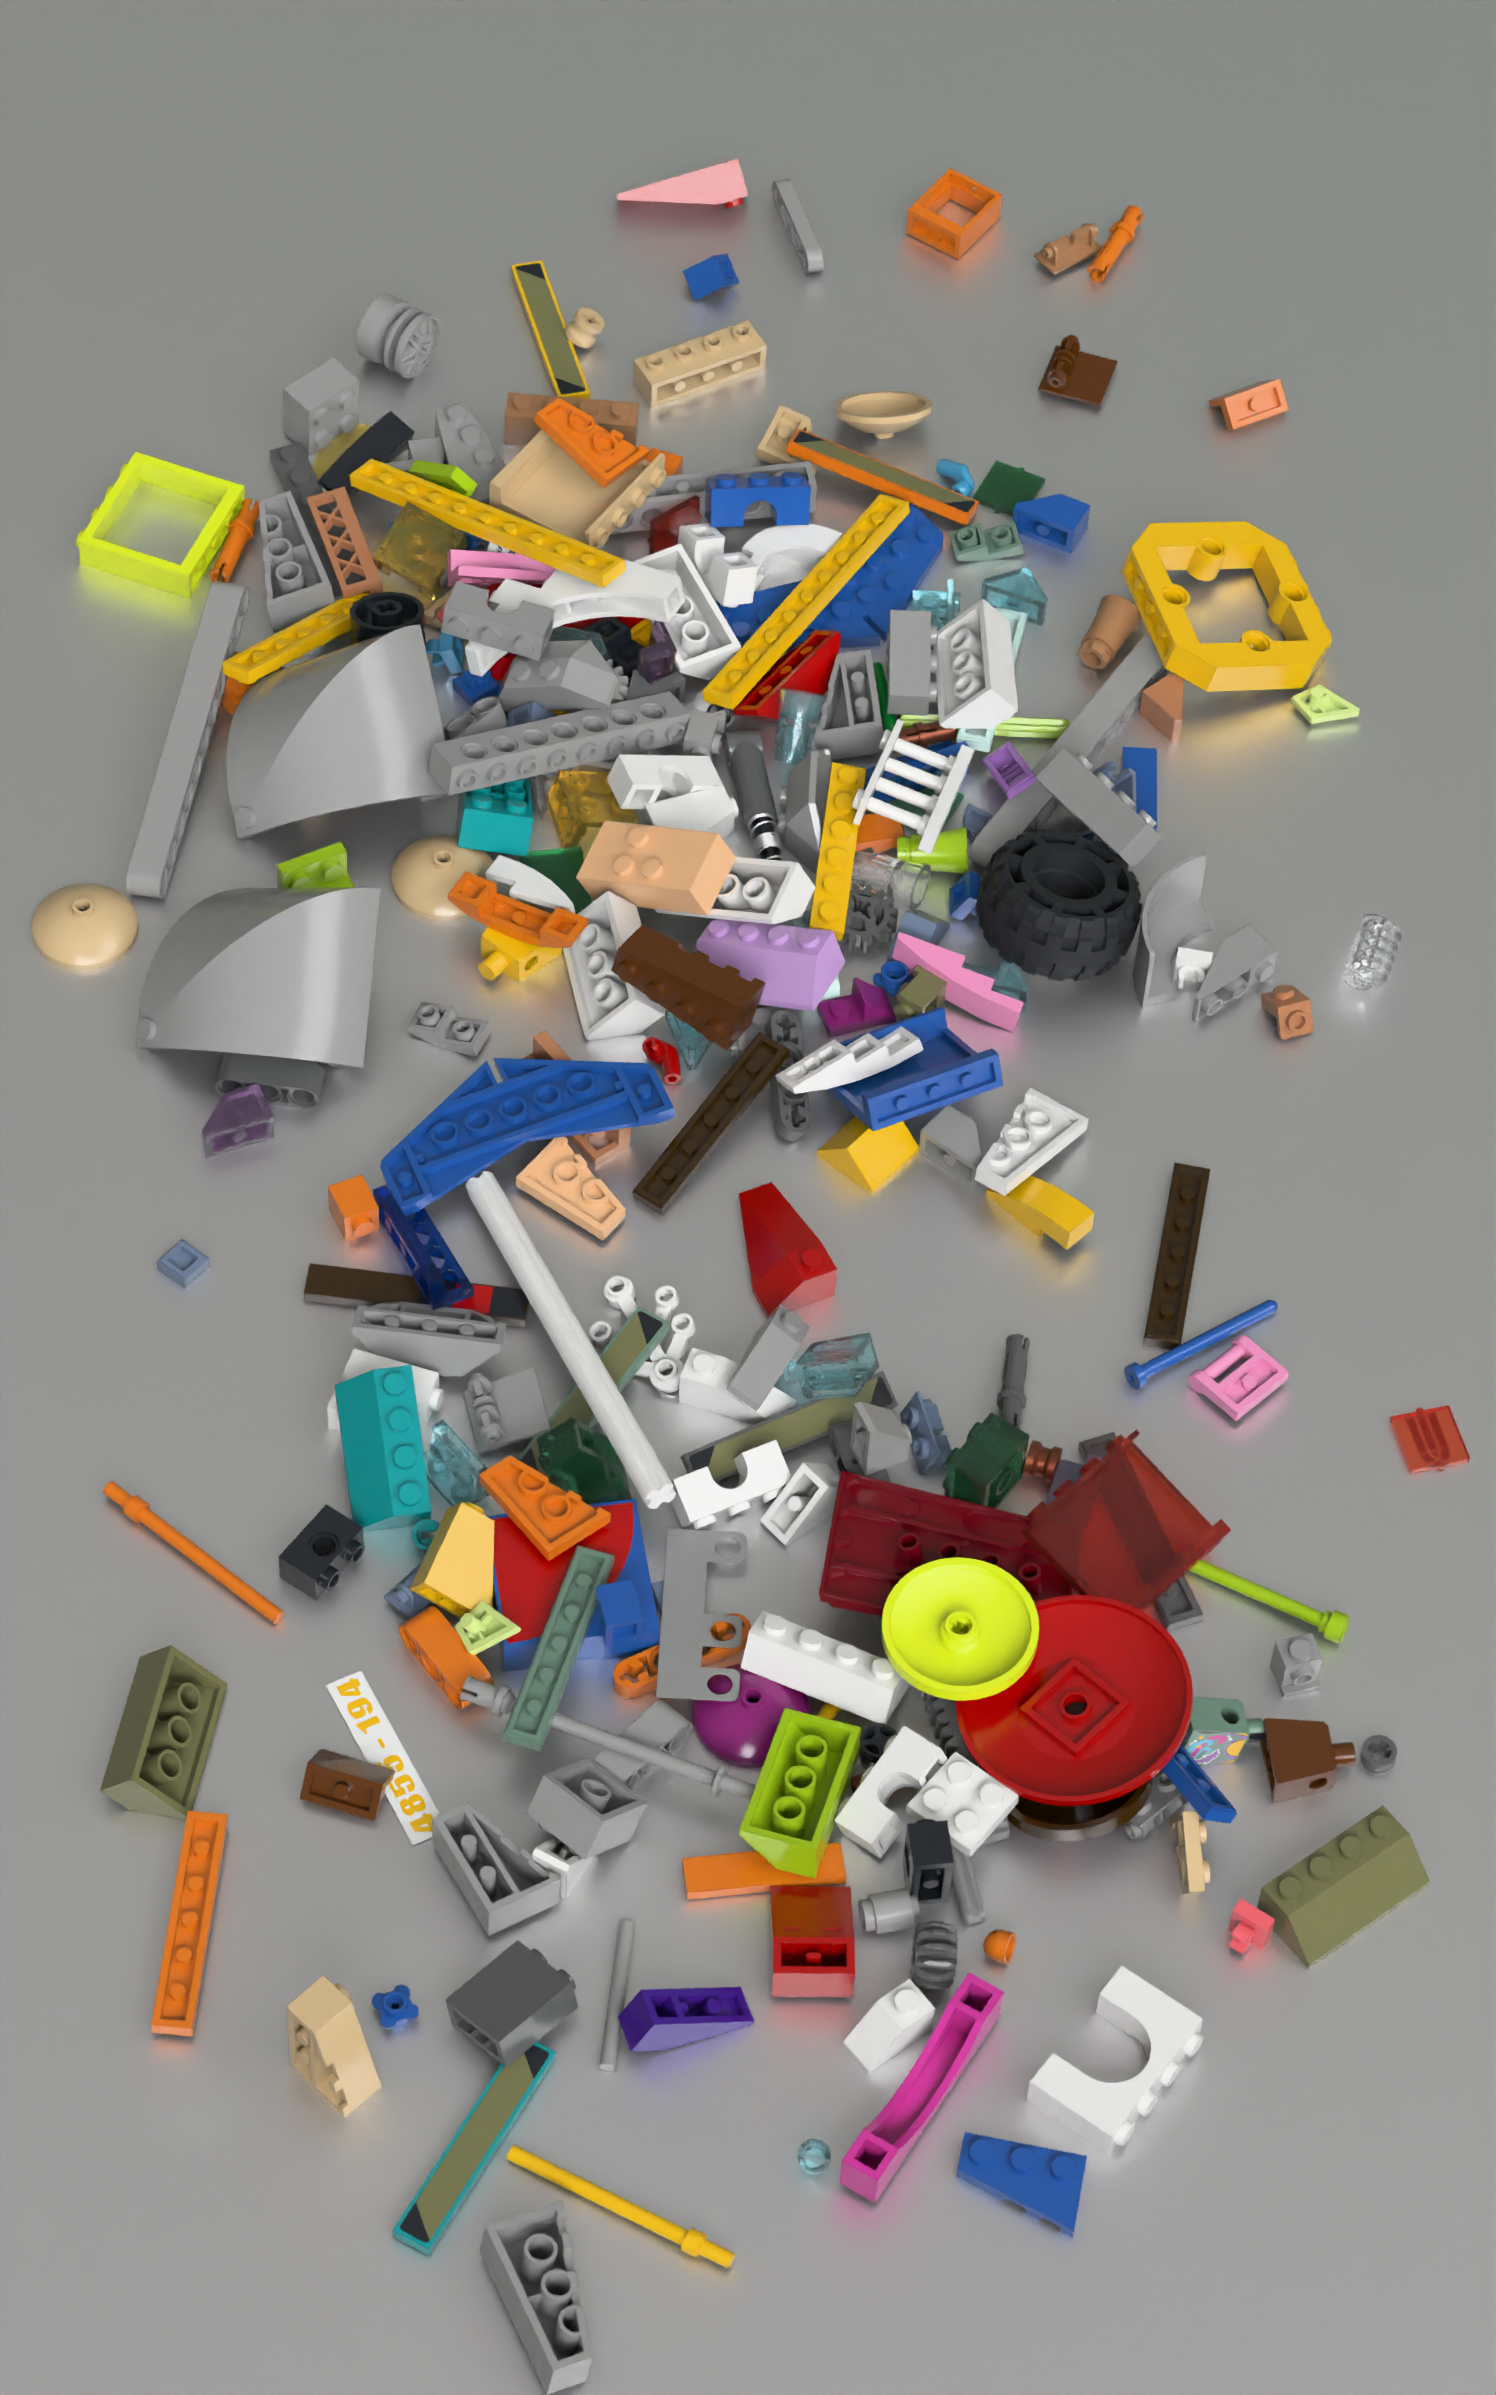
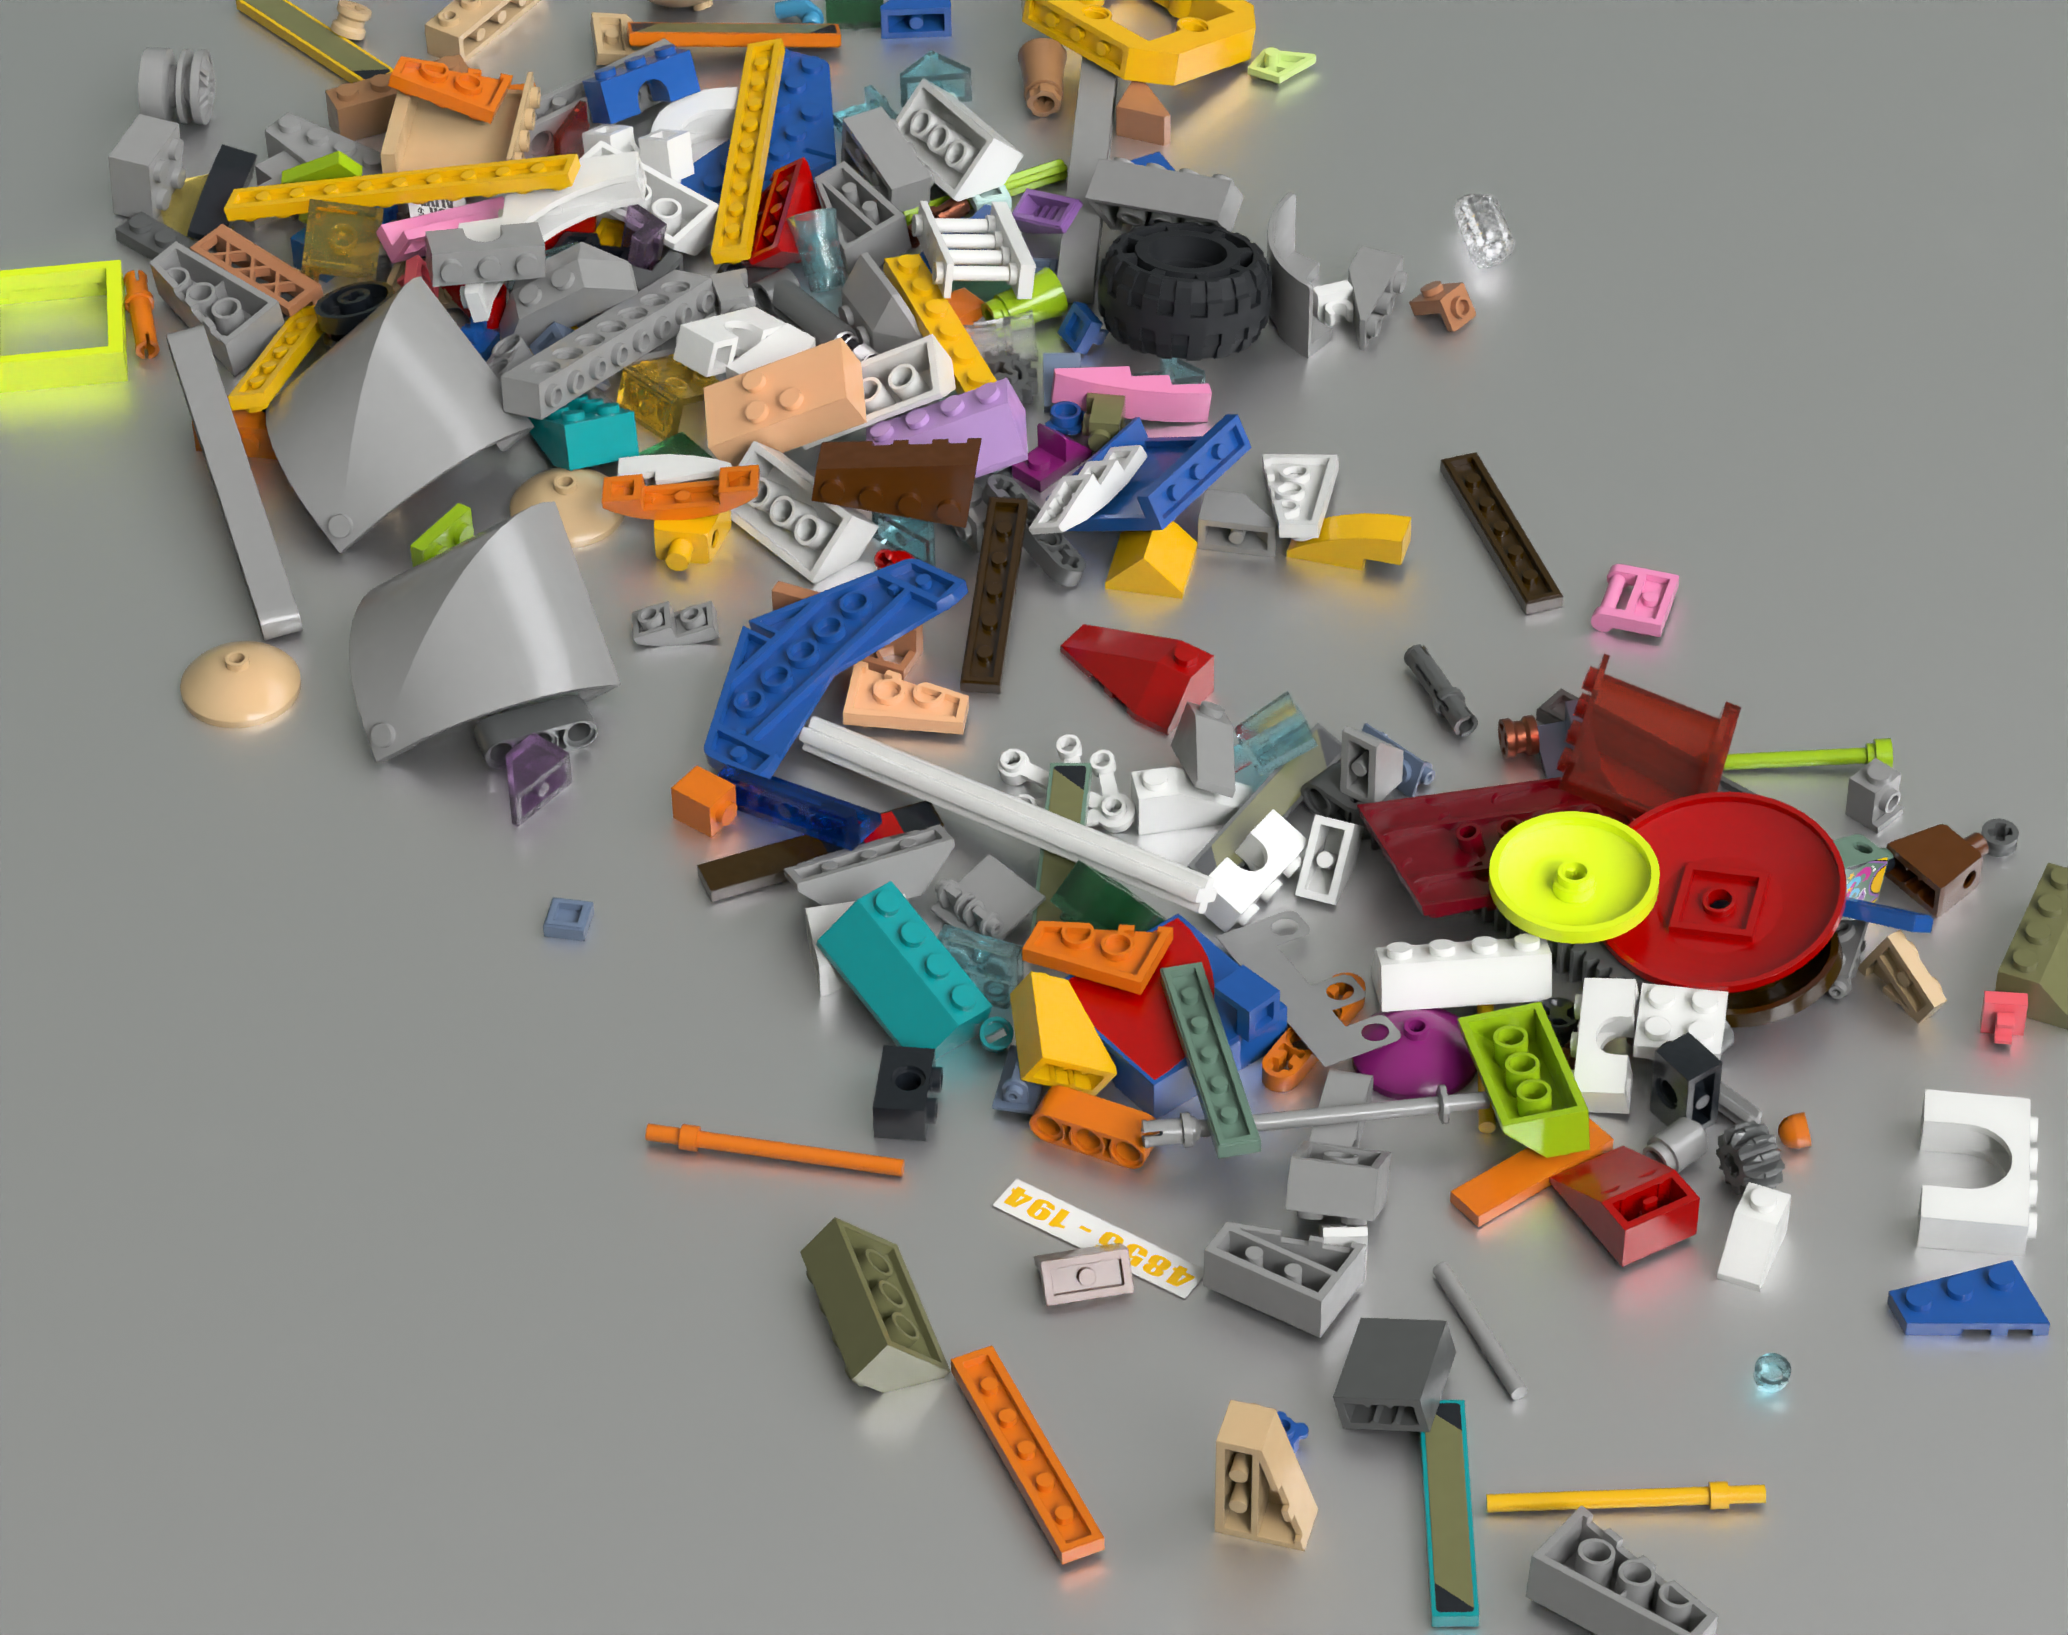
camera: 25 degrees left, 10 degrees down
(484, 1628) = (1124, 1075): yellowish green piece -> none
(682, 2016) = (1556, 1316): dark purple slope -> none
(898, 2126) = (1827, 1302): dark pink arch -> none
(987, 1463) = (1478, 746): clear green brick -> none
(991, 544) = (873, 54): sand green slope -> none
(1138, 1374) = (1545, 635): blue bar -> none
(1429, 1439) = (1838, 582): clear red piece -> none

